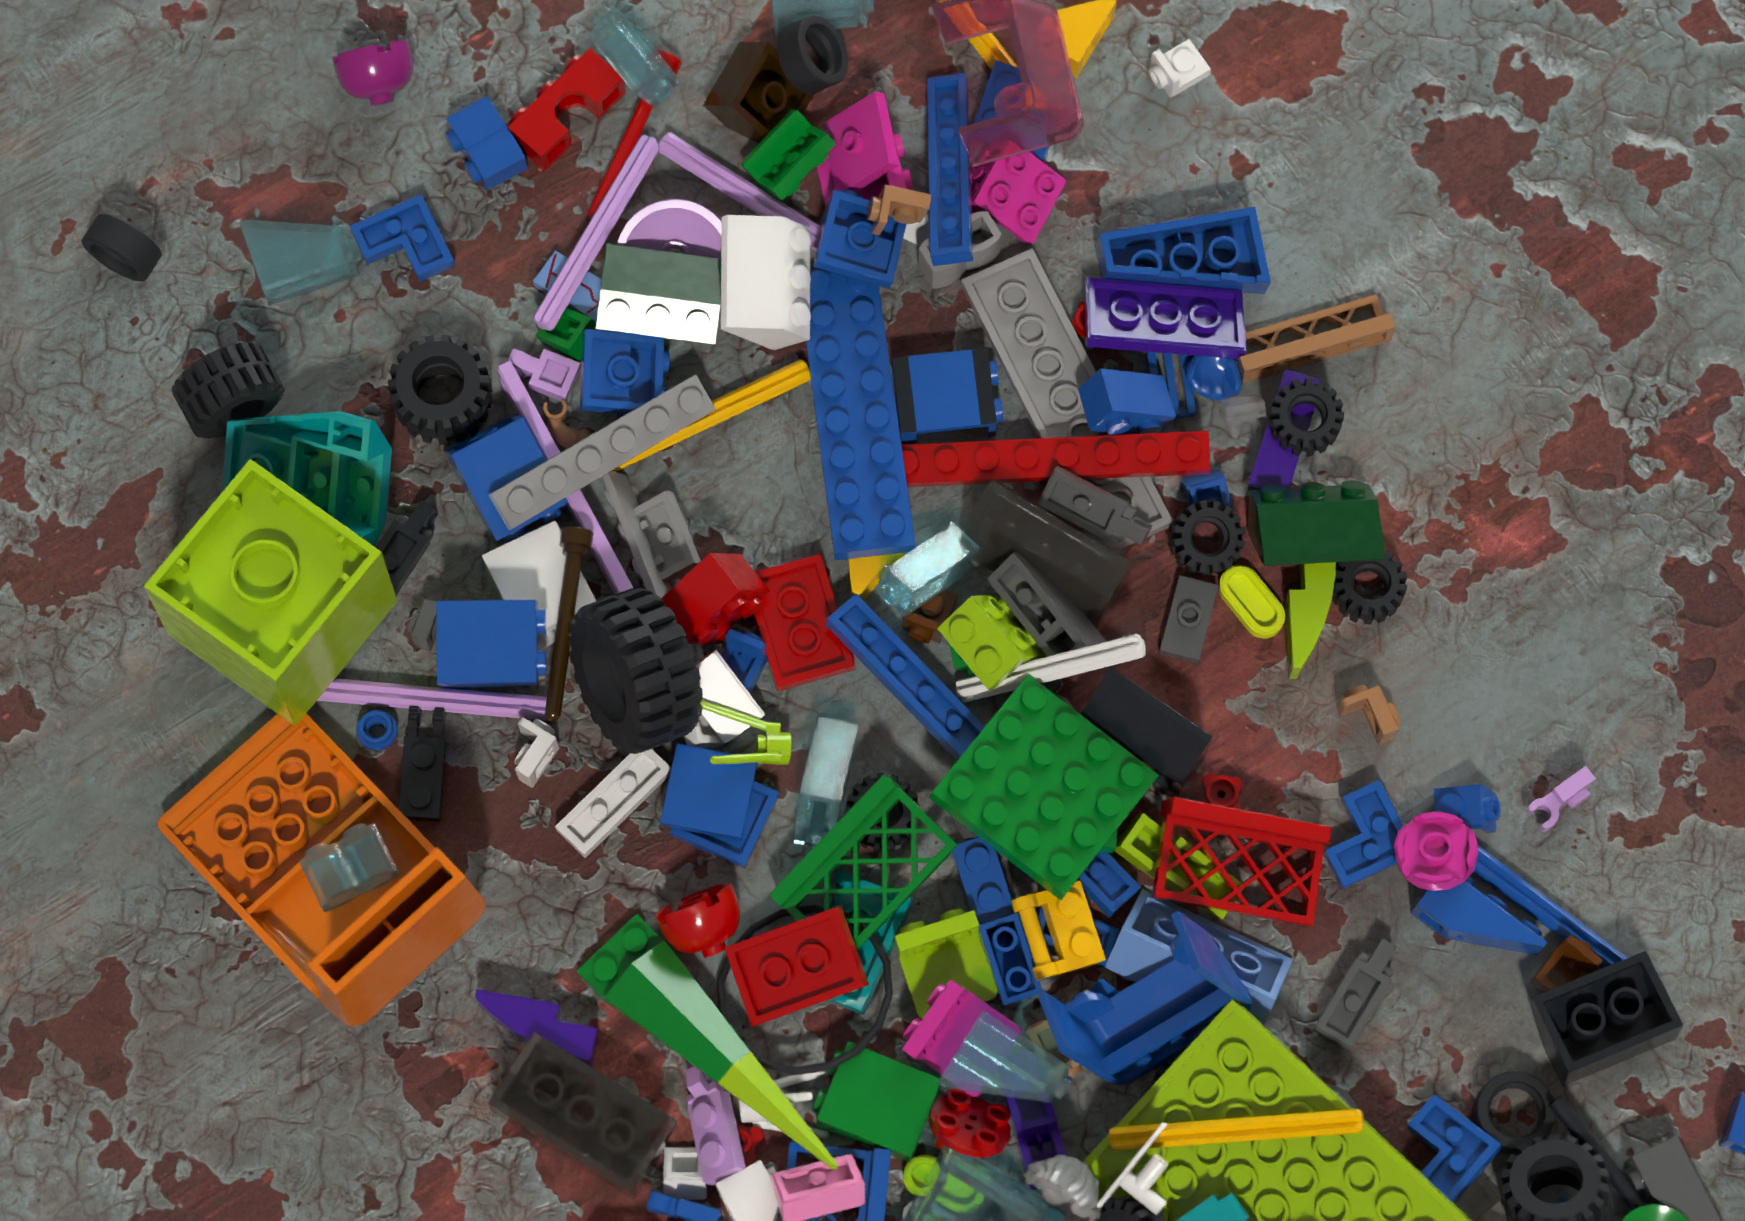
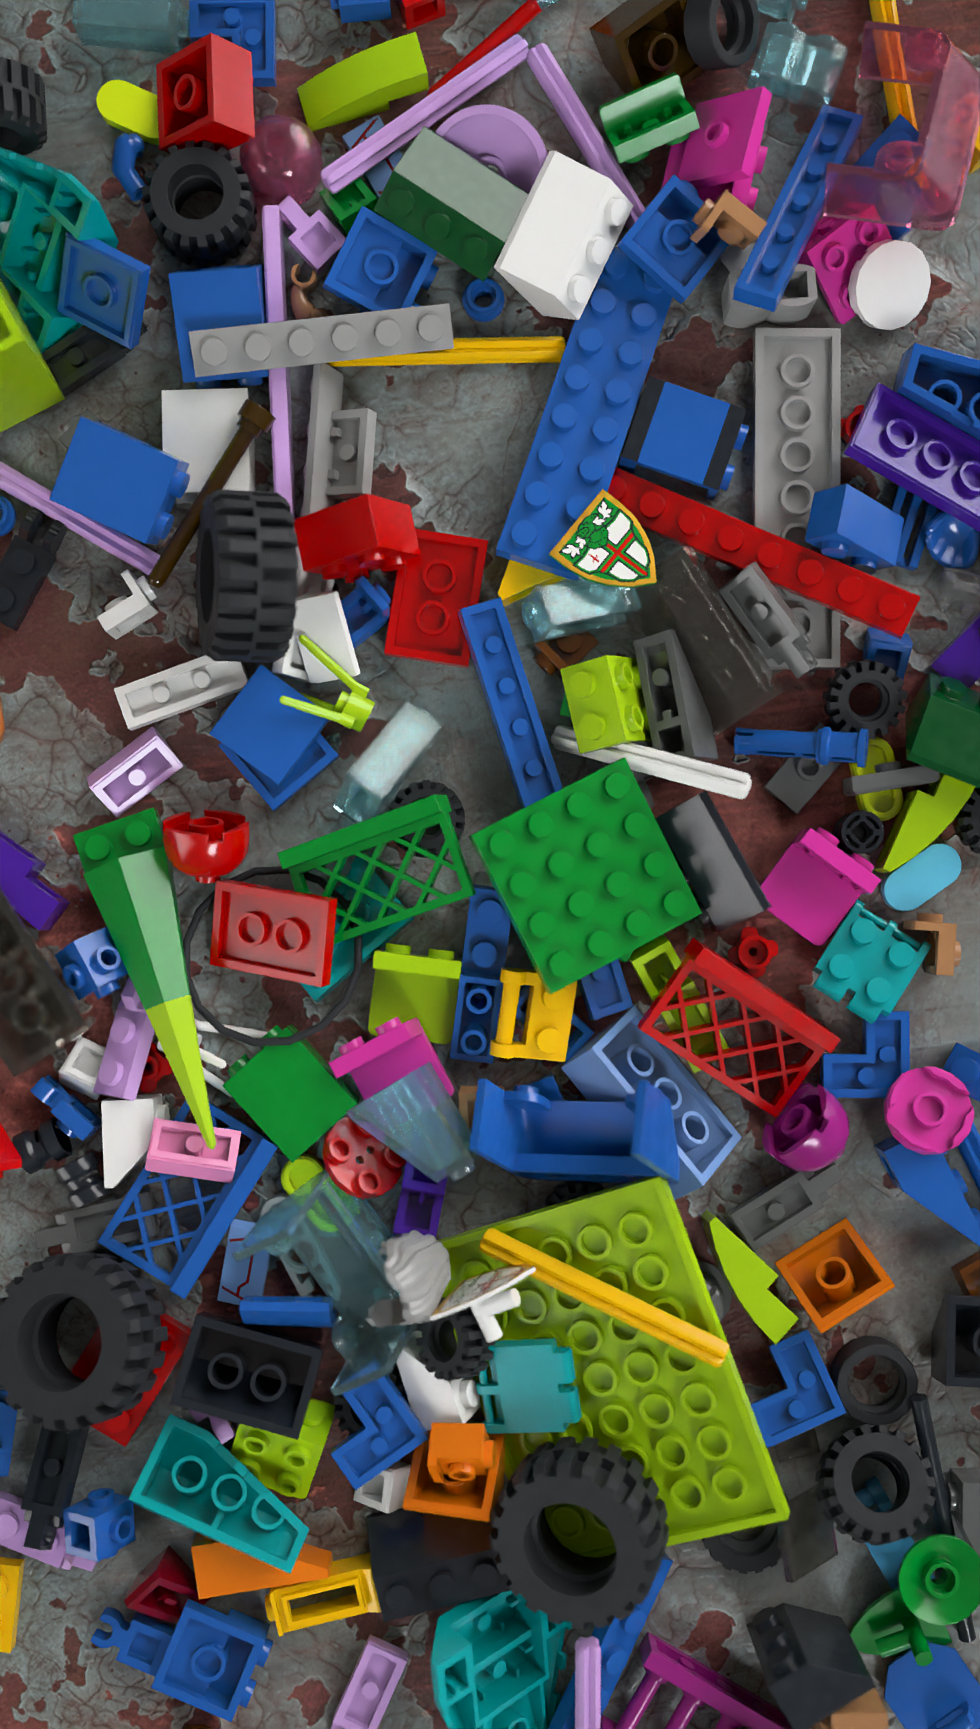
camera: 30 degrees right, 15 degrees up
(345, 339) = (129, 109): none -> neon yellow tile
(354, 388) = (125, 151): none -> blue arm
(397, 494) = (103, 289): none -> blue tile
(408, 301) = (206, 95): none -> red brick
(491, 322) = (282, 160): none -> clear pink cylinder
(532, 231) = (364, 83): none -> lime slope
(603, 892) = (134, 772): none -> lavender slope
(650, 1070) = (92, 965): none -> blue brick
(721, 349) = (483, 288): none -> blue plate
(890, 57) = (798, 65): none -> clear light blue brick
(927, 508) = (607, 546): none -> shield
(1055, 196) = (889, 284): none -> white tile
(1189, 591) = (820, 745): none -> blue pin
(1246, 710) = (816, 884): none -> dark pink bracket
(1255, 658) = (850, 833): none -> black wheel
(1259, 592) = (888, 777): none -> dark grey plate
(1323, 755) = (868, 963): none -> teal plate
(1332, 665) = (921, 877): none -> medium azure tile
(1345, 918) = (808, 1130): none -> magenta cylinder
(1357, 1074) = (748, 1279): none -> lime slope
(1429, 1035) = (834, 1275): none -> orange slope

